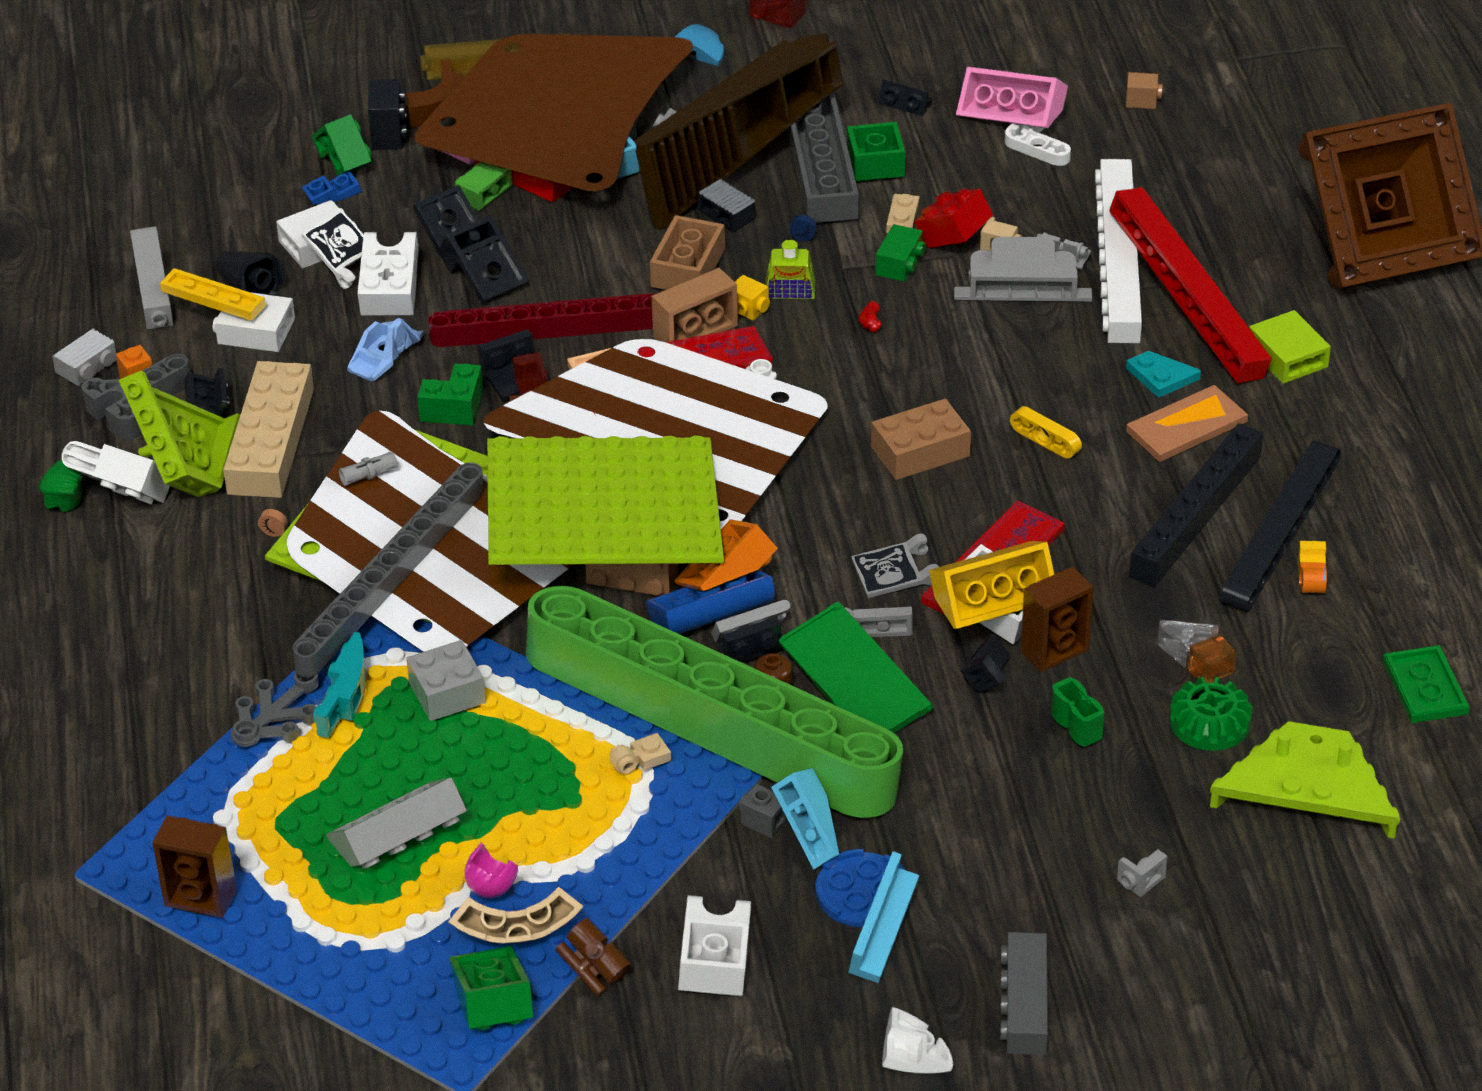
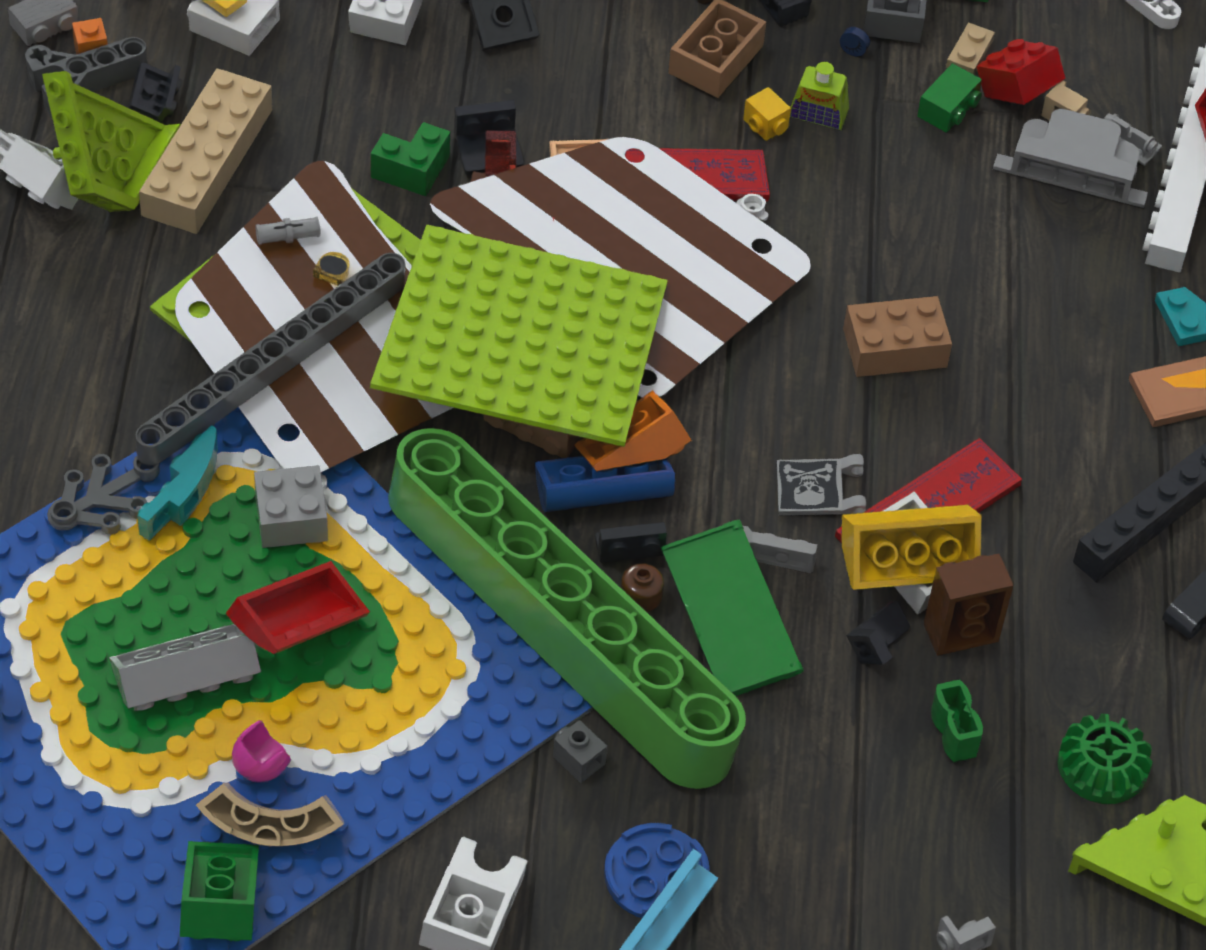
camera: 10 degrees right, 10 degrees up
(272, 522) = (174, 264): nougat tile -> none
(369, 360) = (374, 69): light blue piece -> none
(417, 489) = (332, 268): none -> tile
(481, 751) = (297, 608): none -> red slope
(542, 320) = (542, 89): dark red beam -> none
(593, 956) = (339, 883): reddish brown pin -> none
(646, 751) = (477, 646): tan plate -> none
(695, 307) = (703, 116): medium nougat brick -> none
(749, 618) = (640, 514): light grey hinge -> none
(809, 815) = (623, 770): medium azure slope -> none
(868, 317) = (890, 168): red arm -> none
(1060, 439) = (1037, 361): yellow beam -> none
(1177, 637) = (1105, 655): clear slope -> none
(1212, 659) = (1127, 692): clear orange brick -> none

